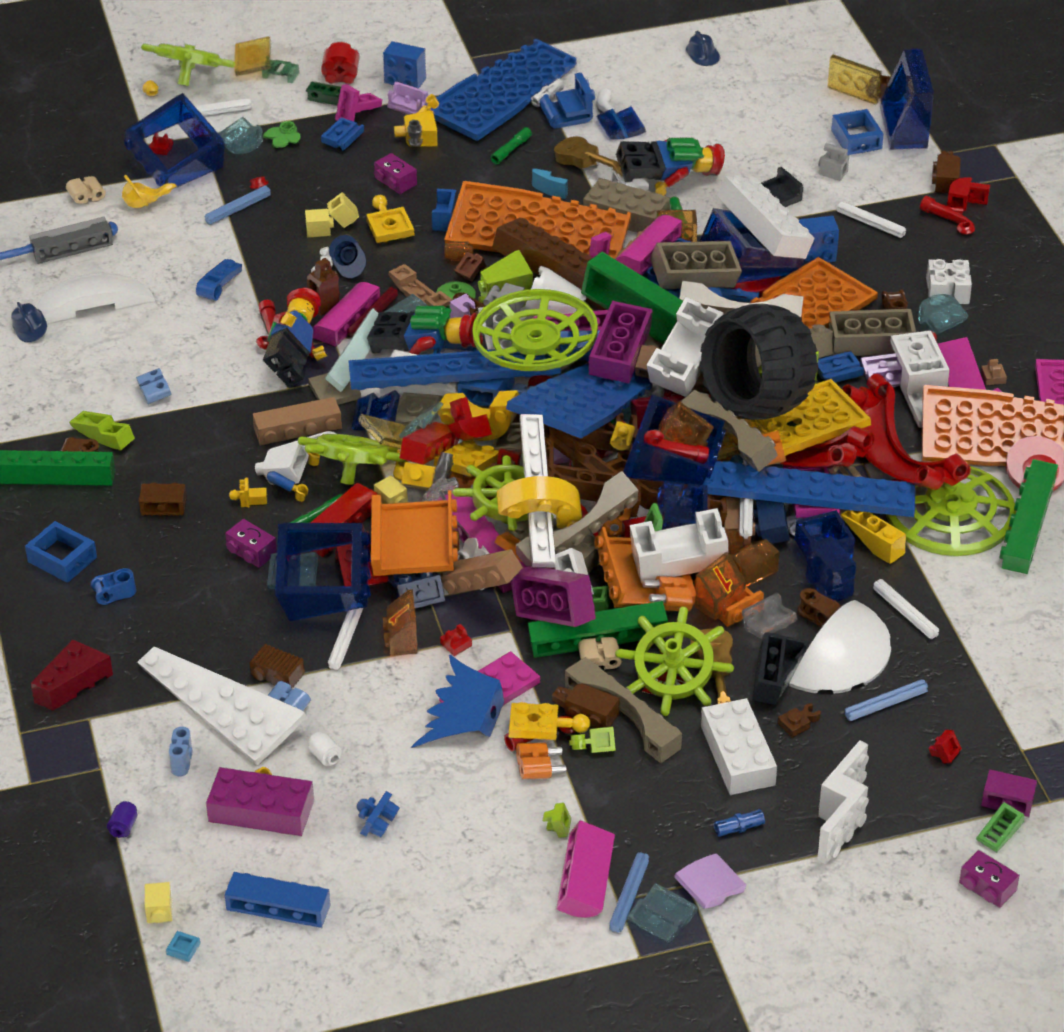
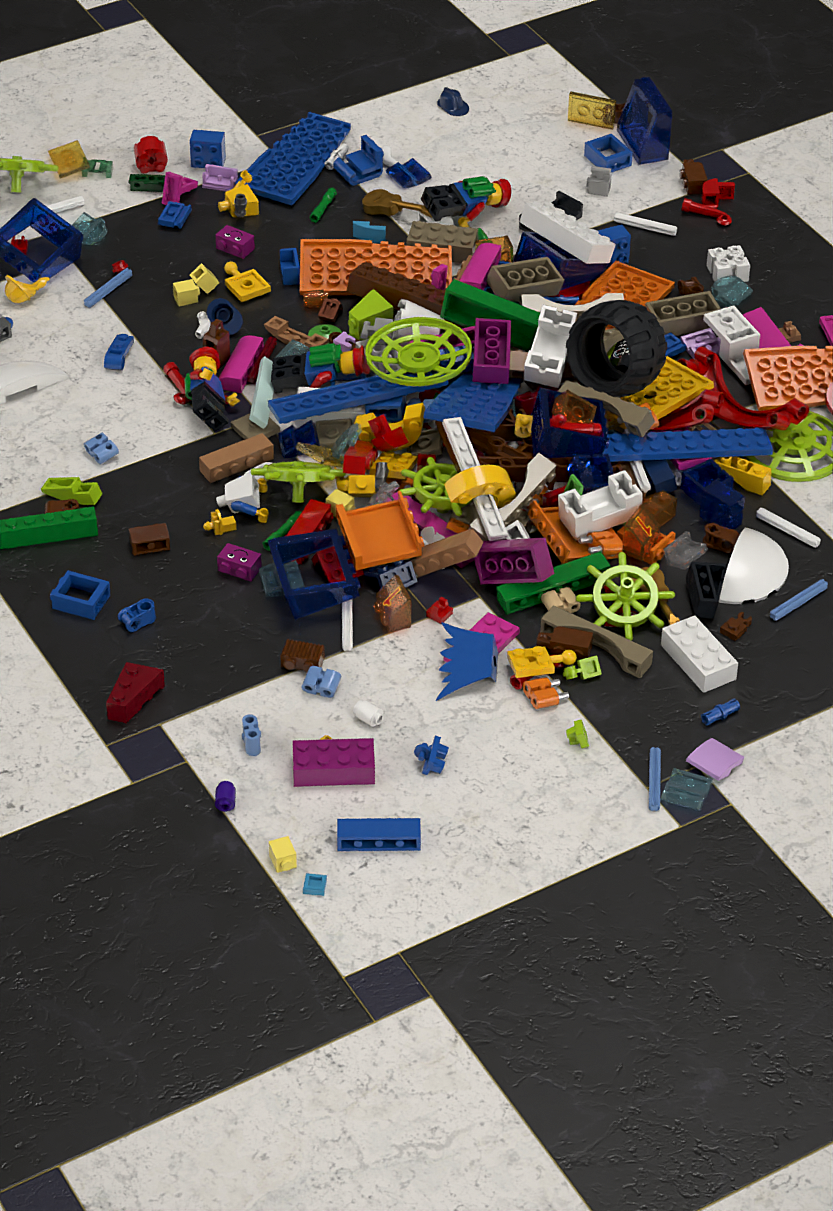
camera: 15 degrees left, 0 degrees up
(240, 714) = (286, 697): white wing -> none
(283, 135) = (123, 222): bright green plate -> none
(585, 871) = (615, 768): dark pink brick -> none
(843, 802) = (799, 681): white bracket -> none

